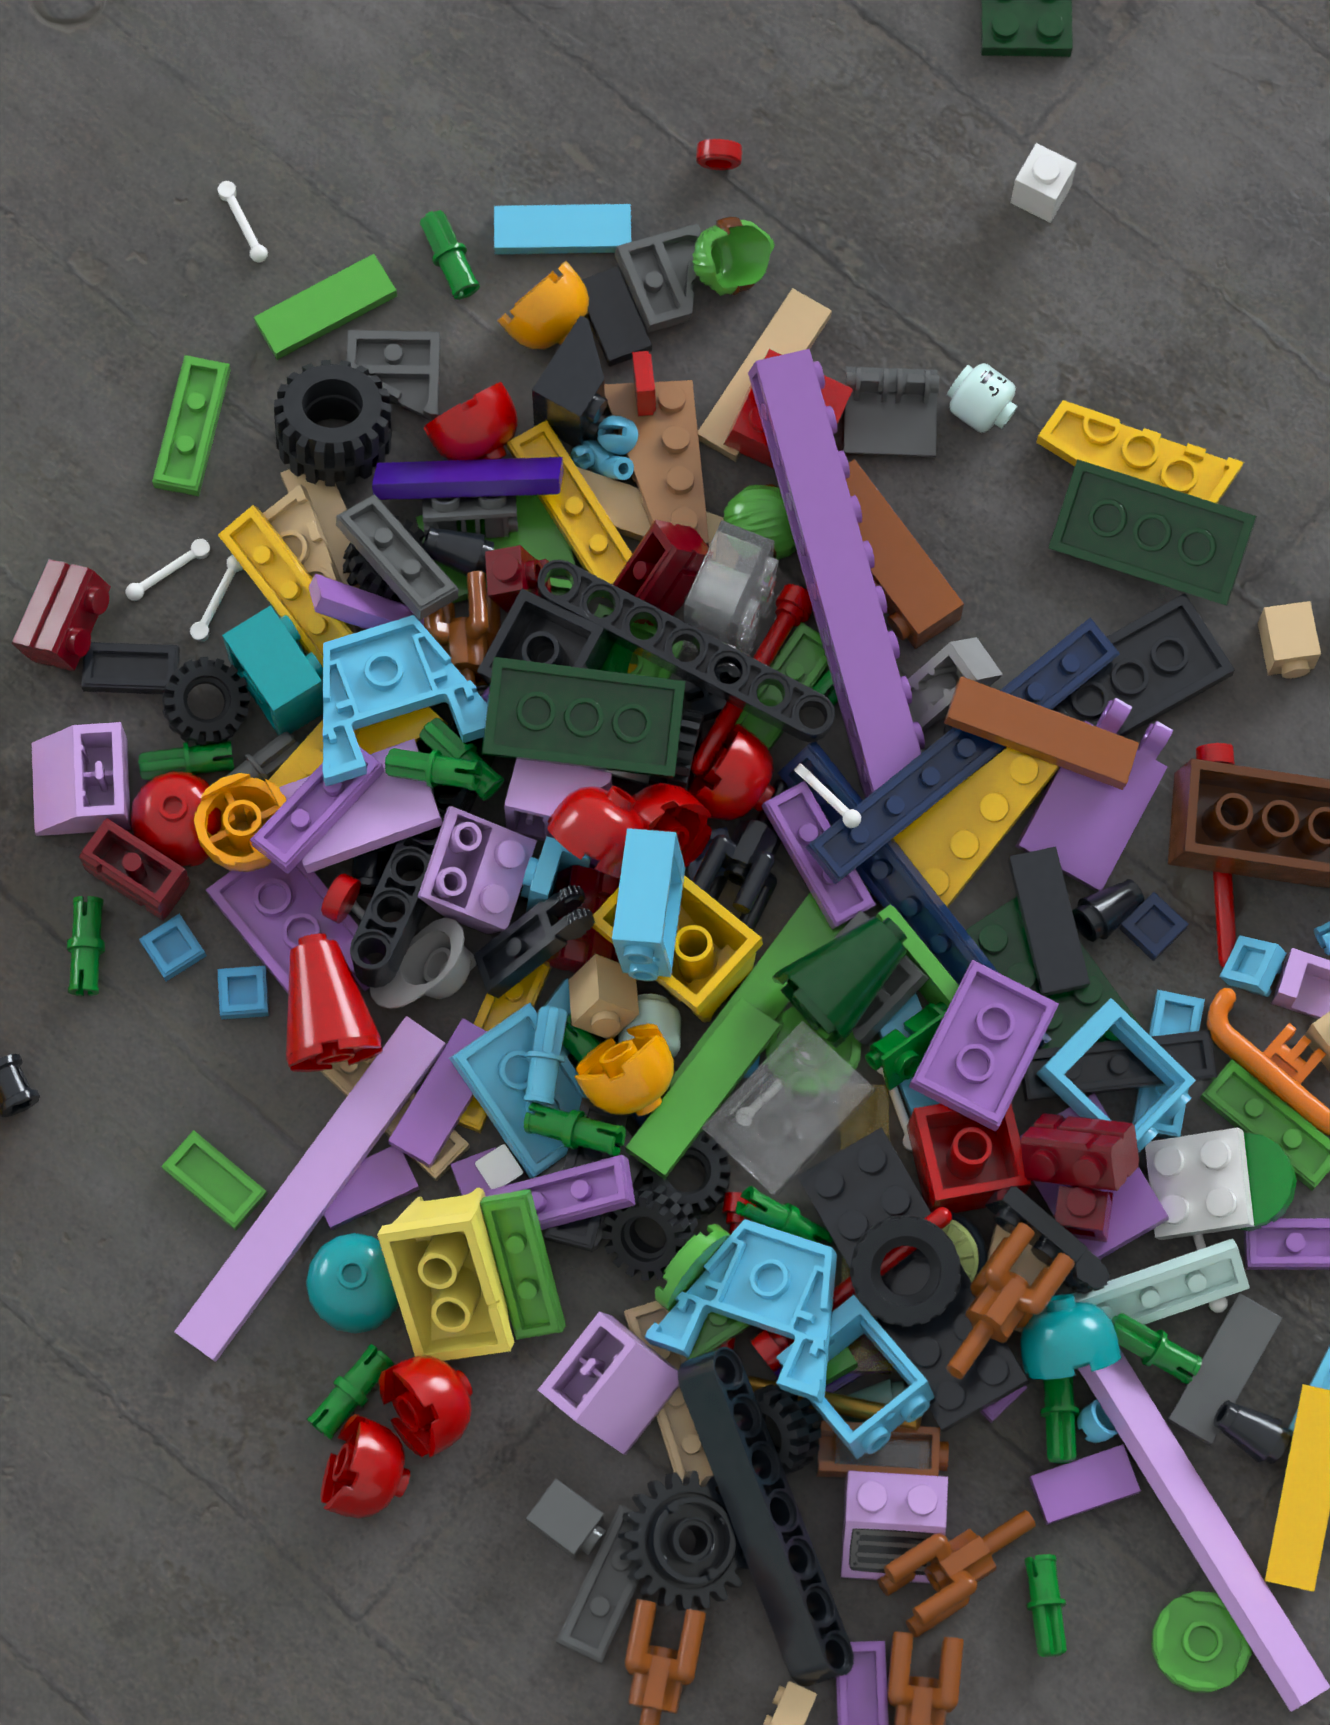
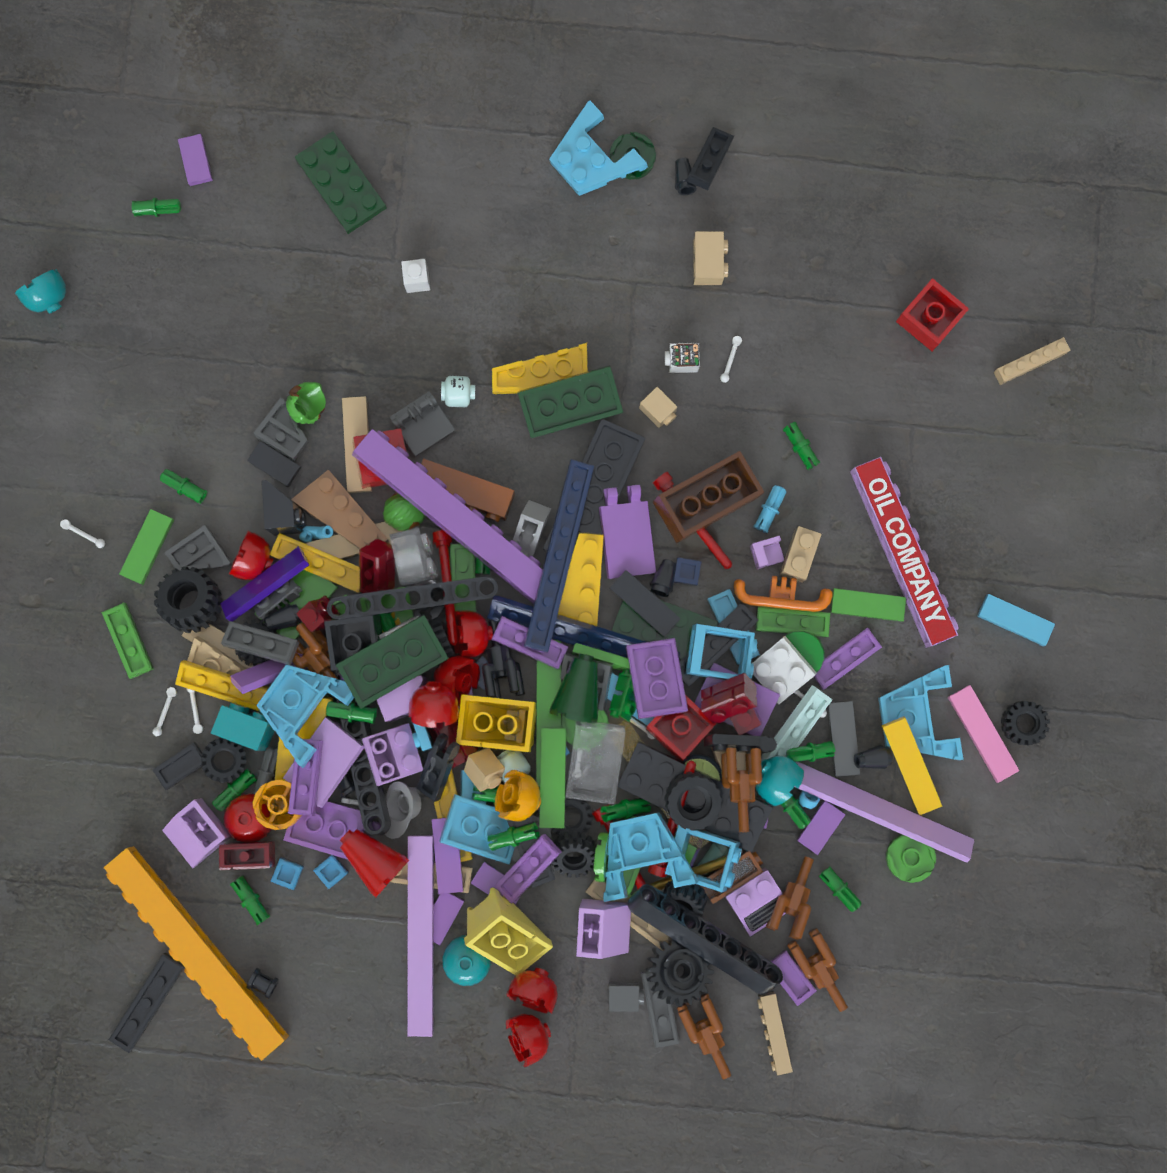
camera: 35 degrees left, 10 degrees up
(62, 615) = (133, 766): dark red brick -> none
(214, 1180) = (377, 959): bright green tile -> none
(340, 897) = (343, 806): red tile -> none
(350, 1391) = (498, 1007): green pin -> none
(433, 768) = (343, 727): green axle -> none
(499, 1167) = (491, 870): white sticker -> none
(523, 1264) = (531, 906): bright green tile -> none
(546, 1055) = (479, 813): medium azure axle -> none
(548, 310) = (244, 483): light orange cylinder -> none
(561, 228) = (223, 440): medium azure tile -> none
(614, 443) = (319, 515): medium azure hinge -> none
(644, 383) = (309, 487): red tile -> none
(648, 903) = (478, 725): medium azure window -> none
(719, 154) = (267, 359): red tile -> none
(851, 817) = (535, 622): white hinge -> none
(1041, 733) = (587, 526): dark orange tile -> none
(1253, 965) = (740, 561): medium azure tile -> none

